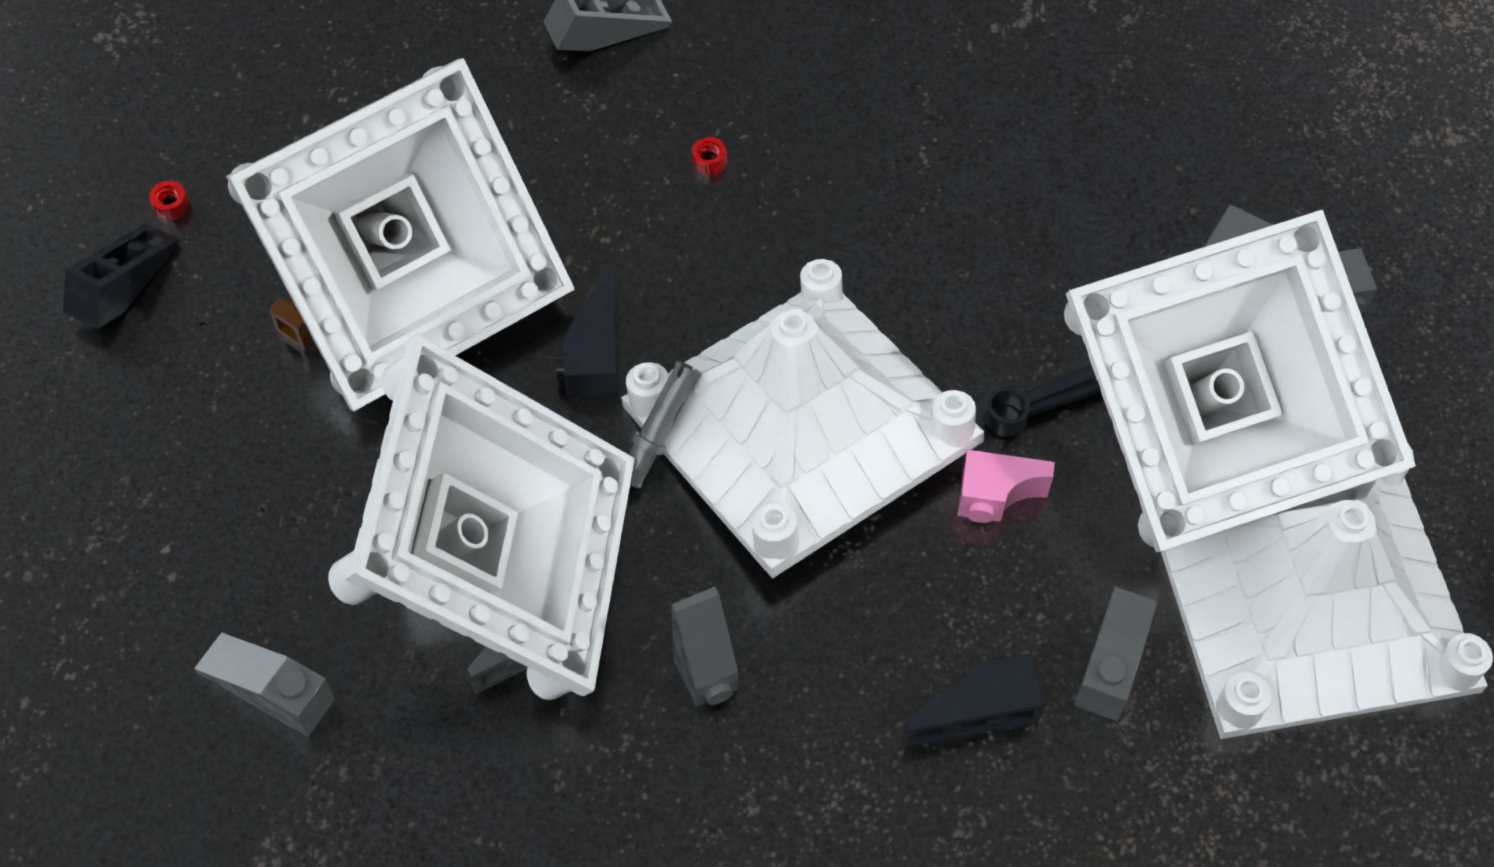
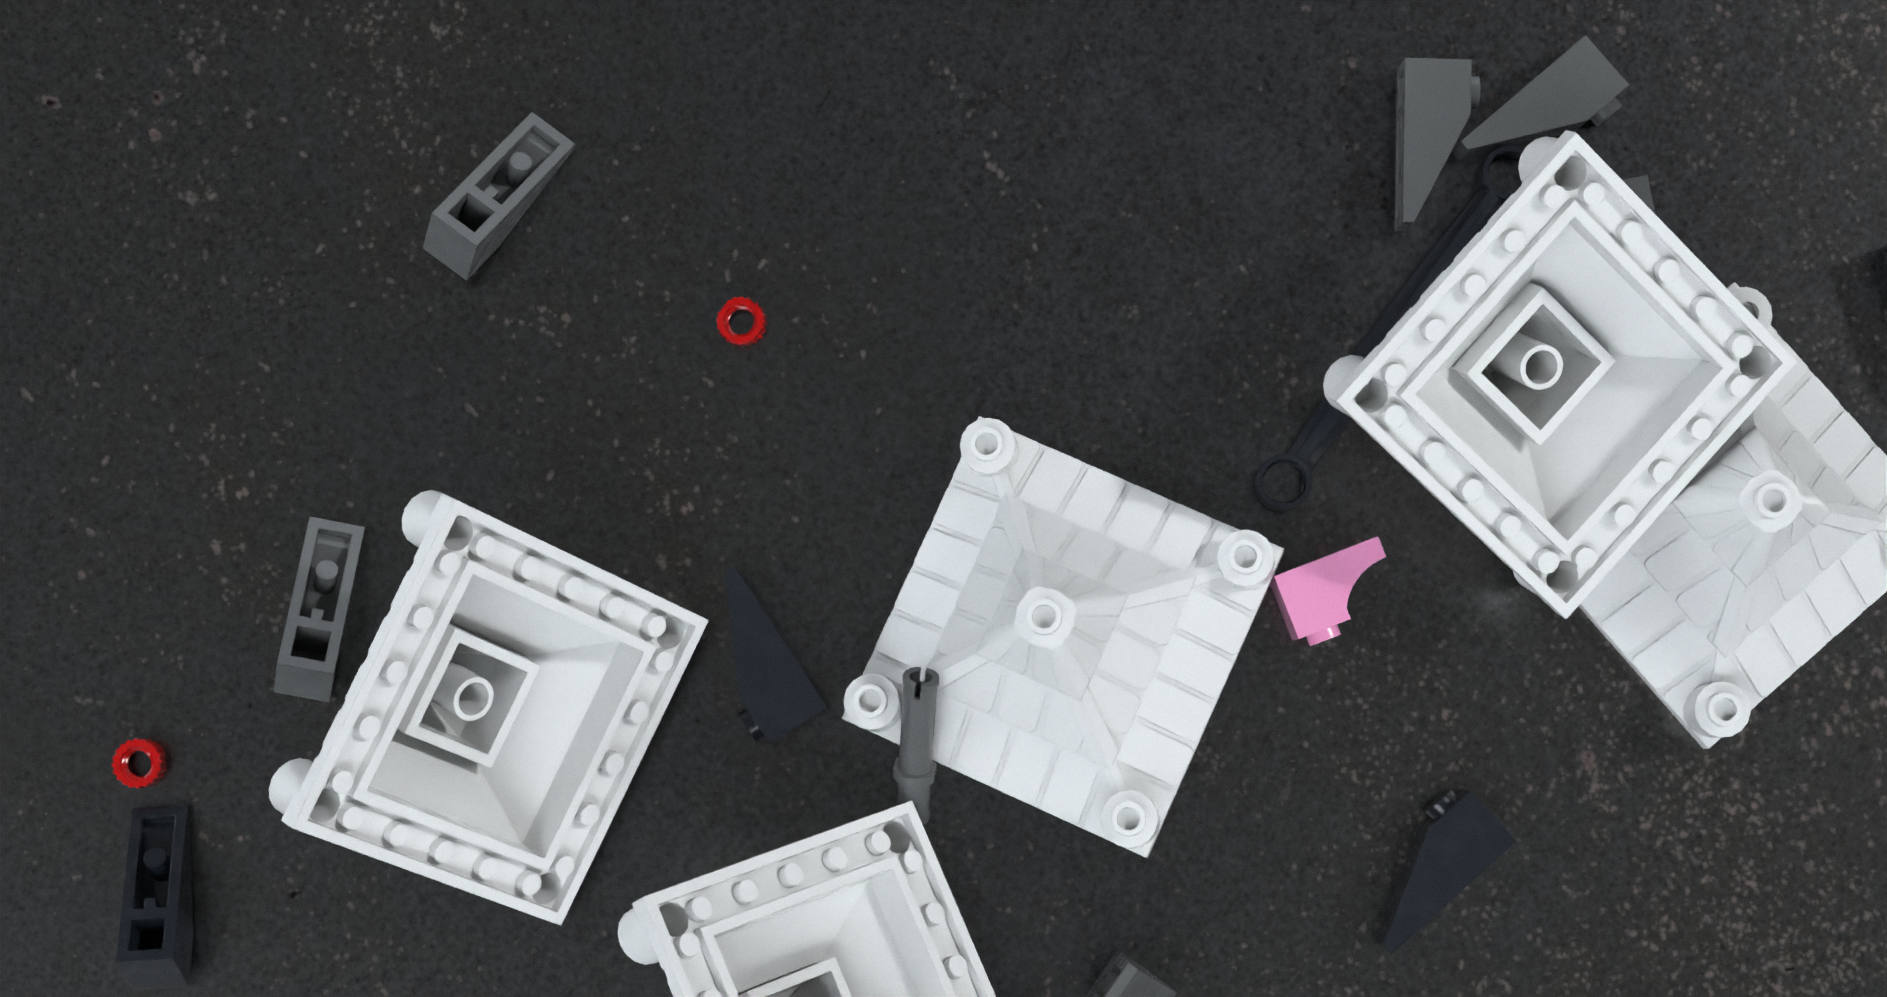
camera: 30 degrees left, 25 degrees up
(1116, 654) = (1552, 716): dark grey slope -> none

